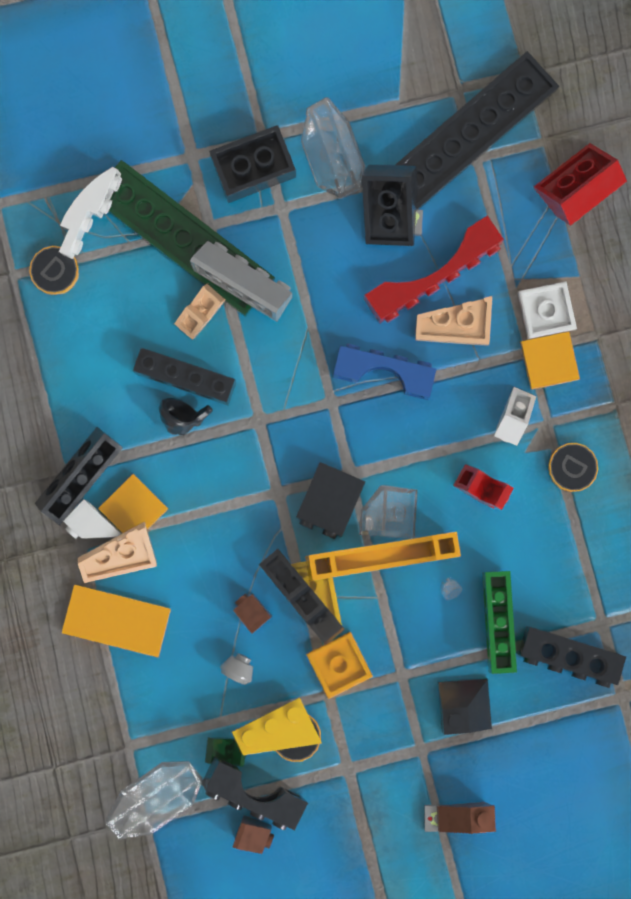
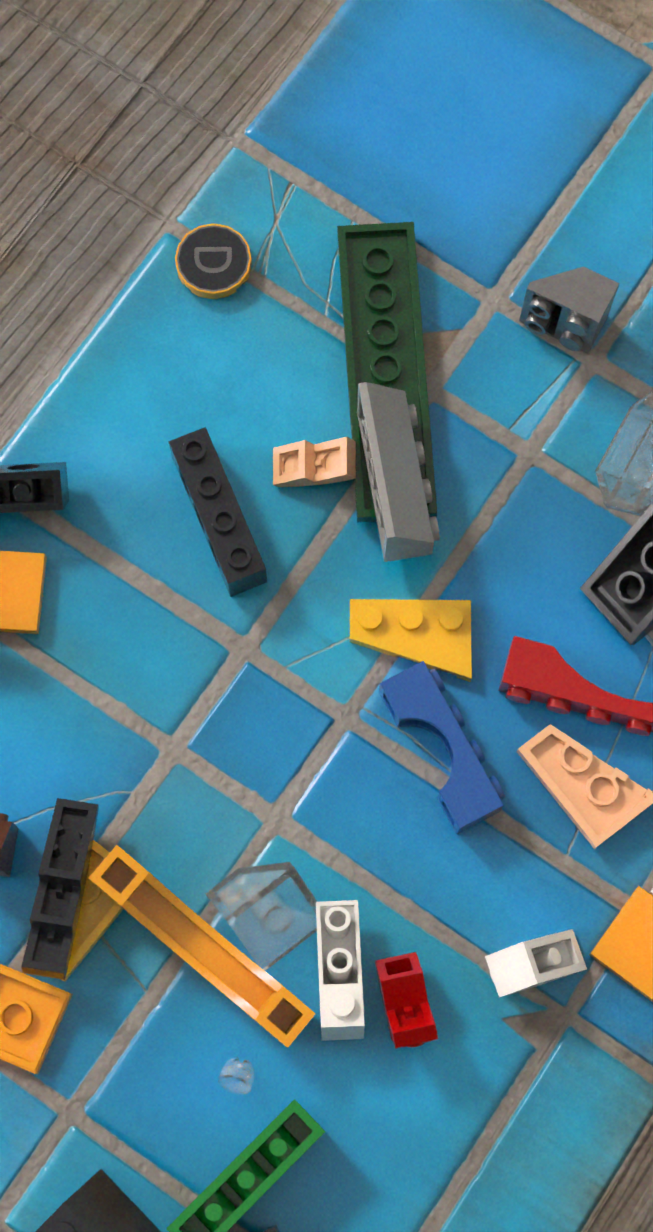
camera: 50 degrees right, 10 degrees down
(91, 201) = (331, 226): white slope -> none
(181, 417) = (164, 548): black hat -> none
(232, 123) = (569, 307): none -> flat silver slope
(253, 164) = (548, 370): black brick -> none
(320, 335) = (416, 631): none -> yellow wing
(330, 500) = (217, 820): black brick -> none
(444, 504) = (340, 970): none -> white slope
(573, 467) = (538, 1100): black tile -> none

